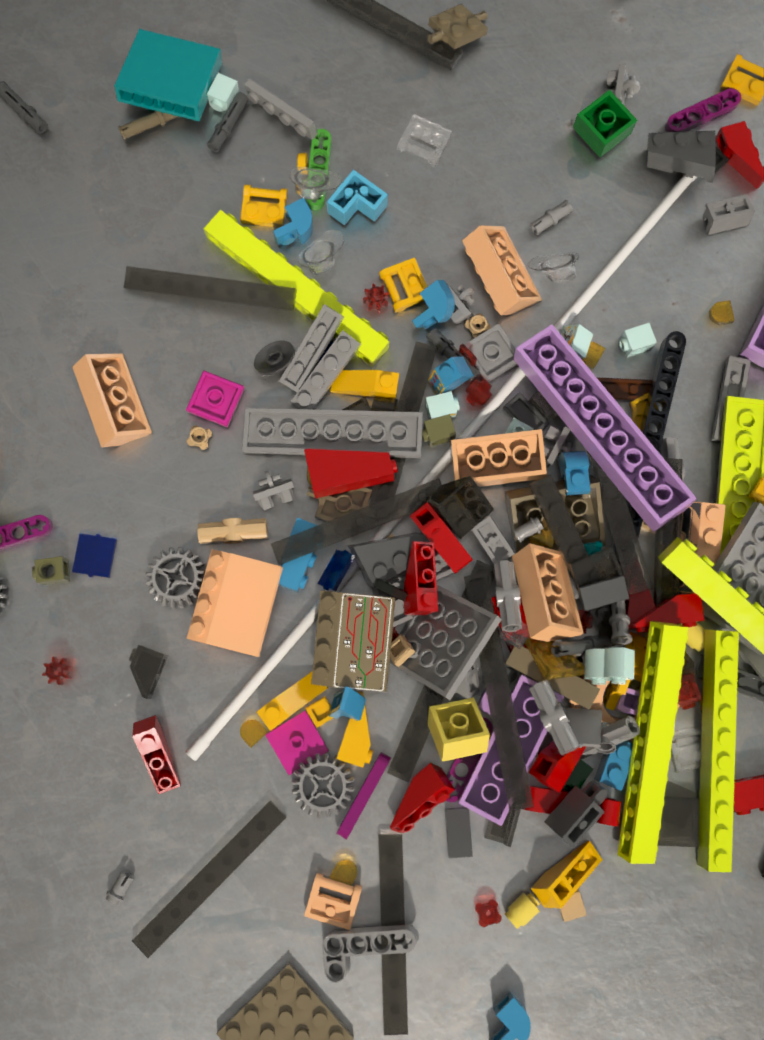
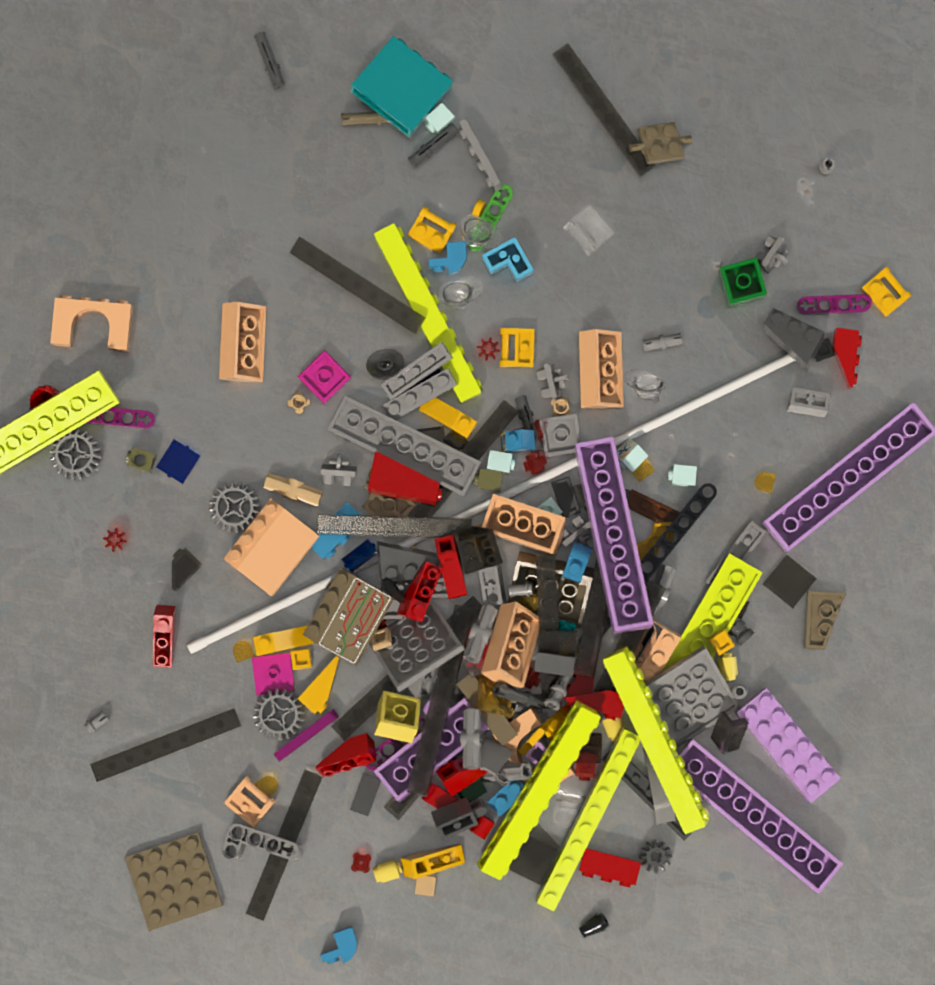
camera: 30 degrees right, 5 degrees up
(347, 704) = (323, 661): dark azure slope -> none
(440, 304) = (535, 378): dark azure brick -> none
(609, 665) = (530, 718): light aqua brick -> none

